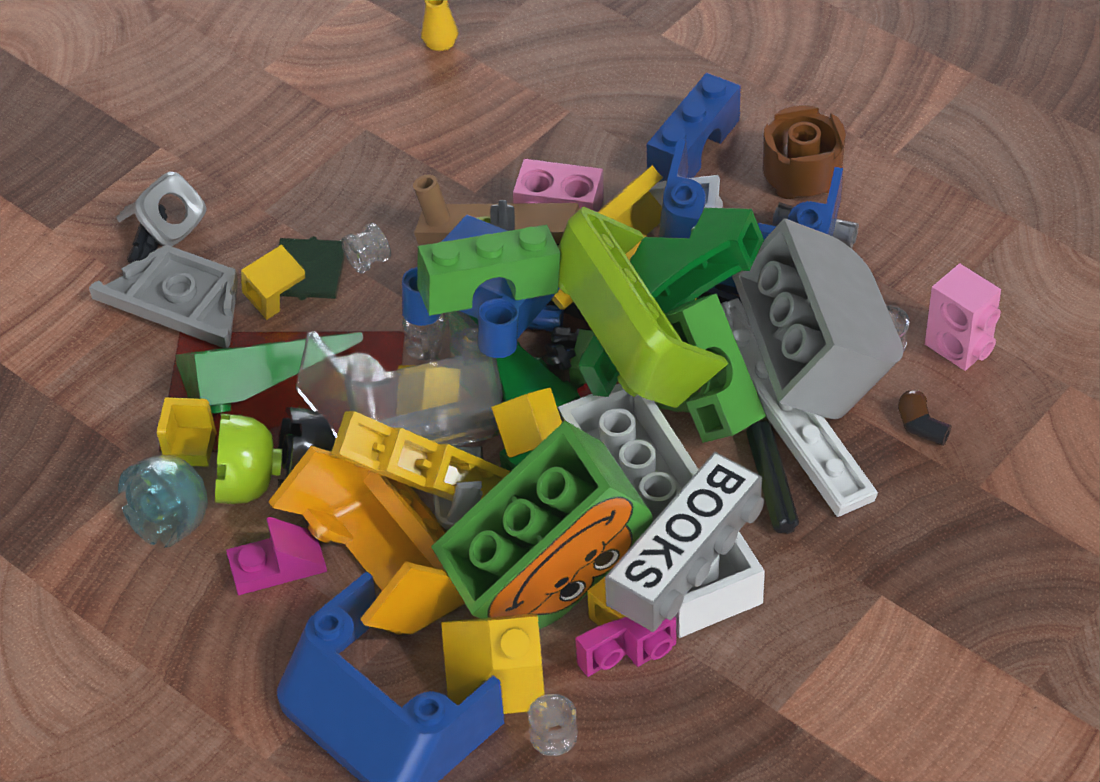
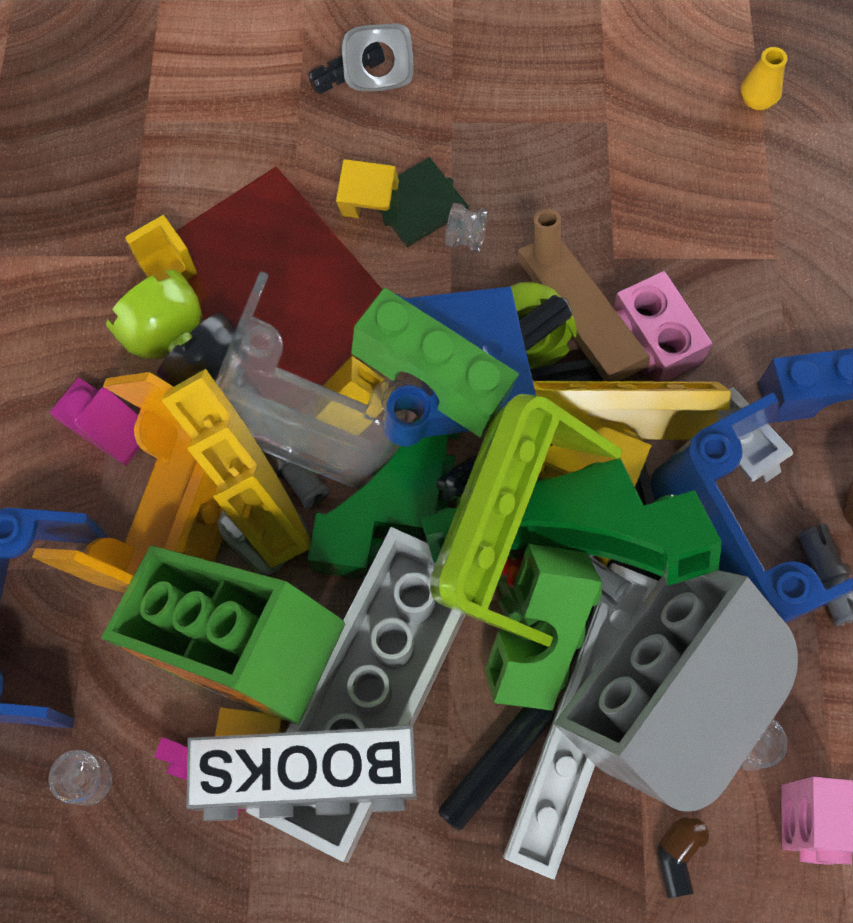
camera: 50 degrees right, 20 degrees up
(163, 499) = (87, 294): clear light blue cylinder -> none
(177, 293) = (305, 133): light grey wing -> none
(242, 372) = (248, 236): wedge -> none
(495, 647) = (97, 685): yellow slope -> none
(526, 420) = (353, 517): yellow panel -> none

